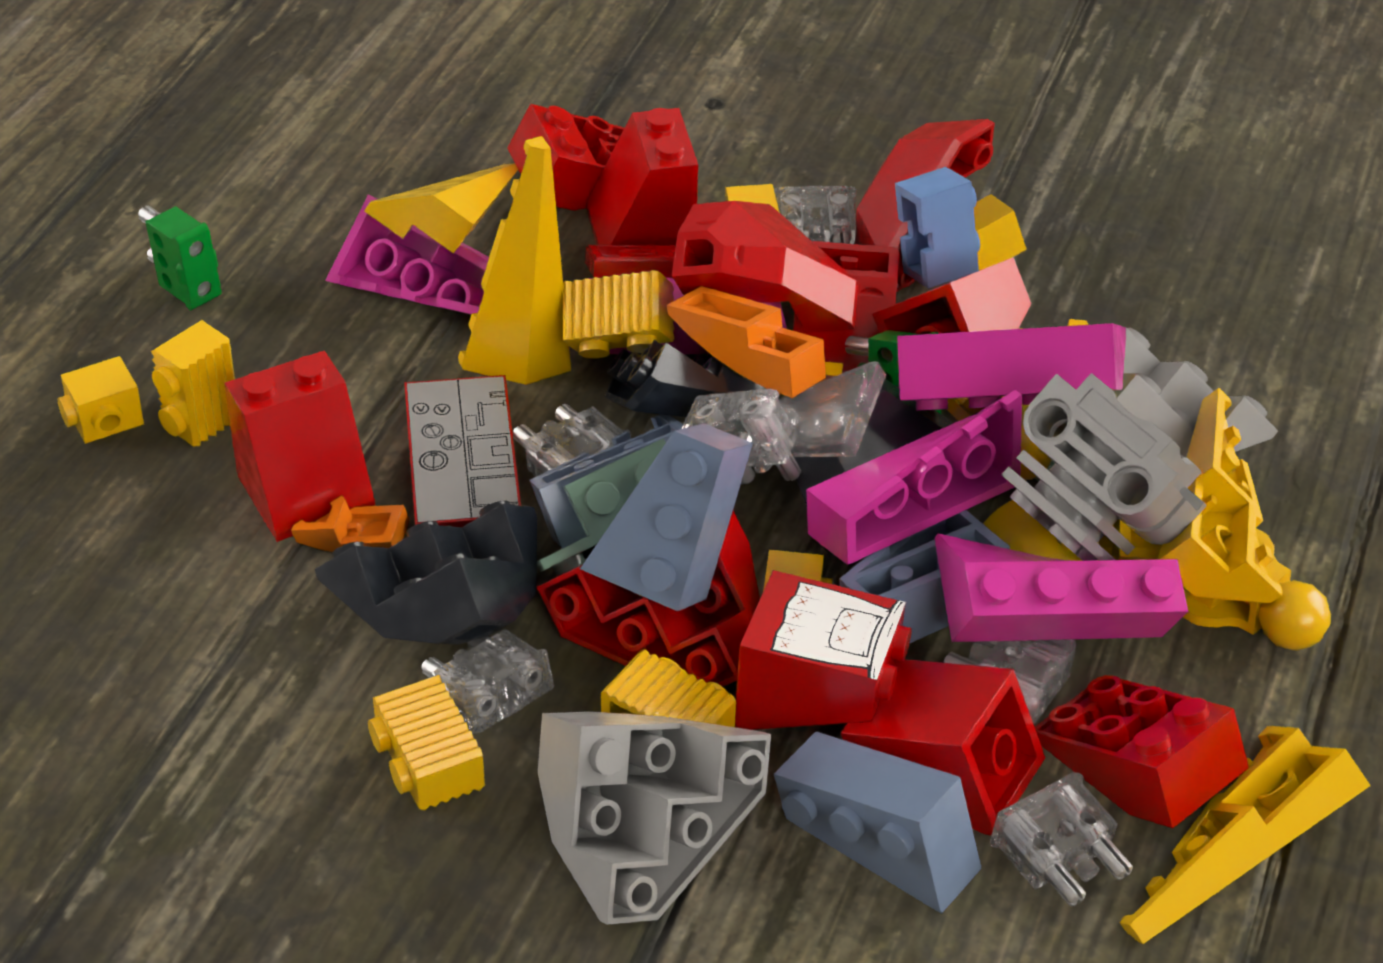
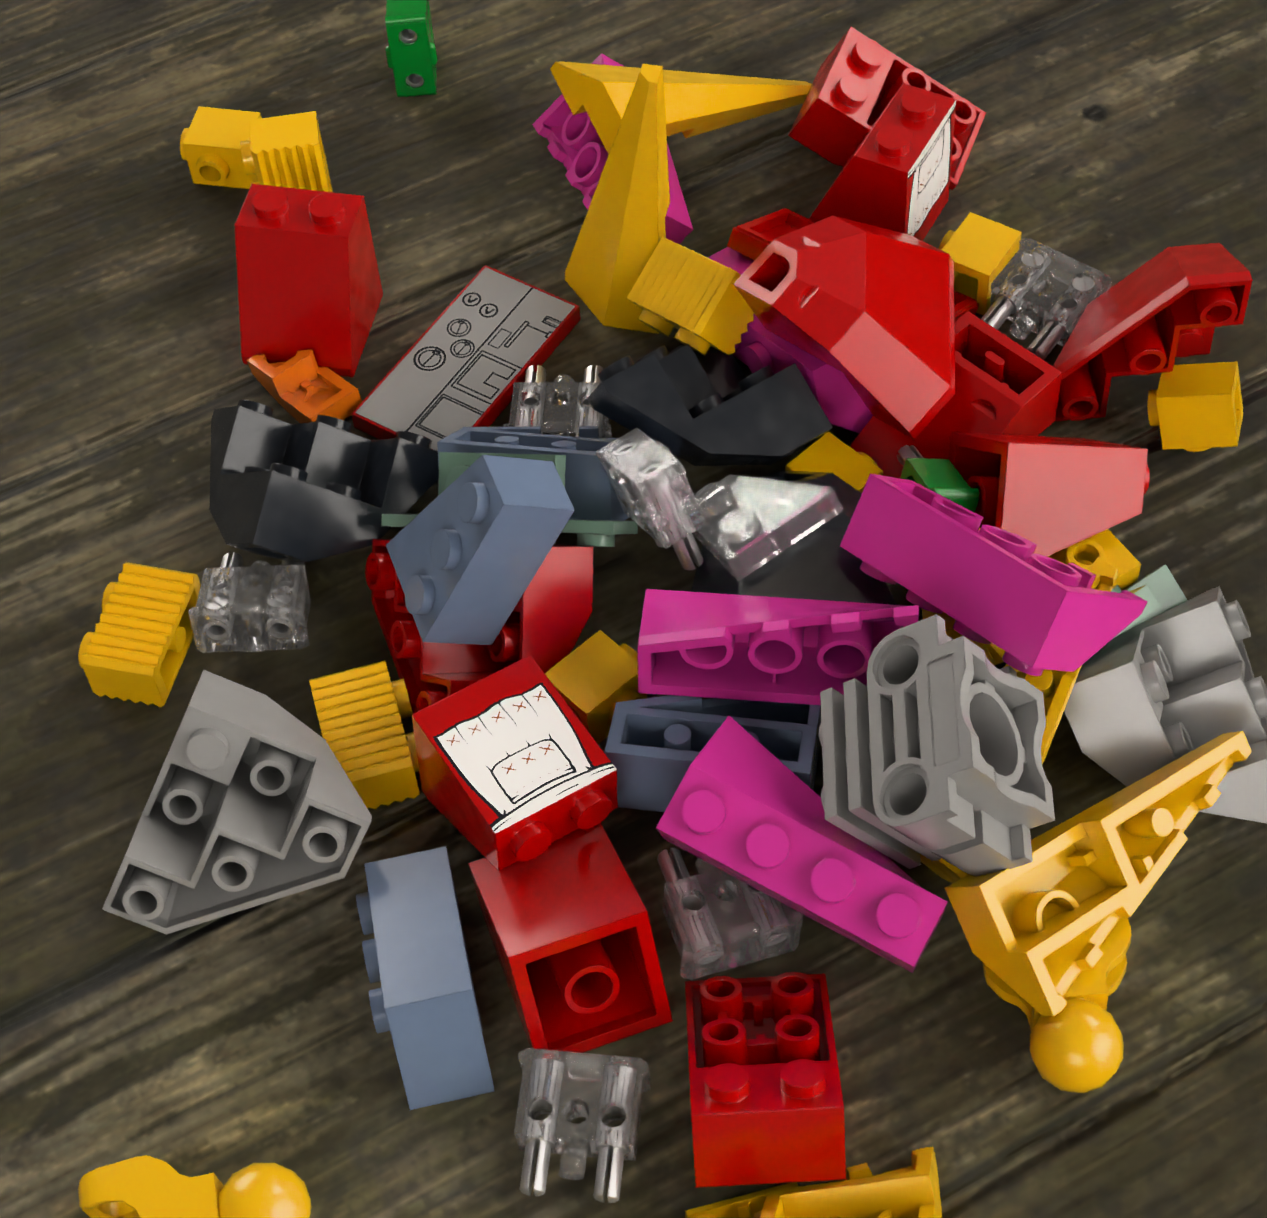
camera: 45 degrees right, 10 degrees up
(751, 340) = (748, 396): orange slope -> none
(940, 227) = (1110, 370): medium blue brick -> none

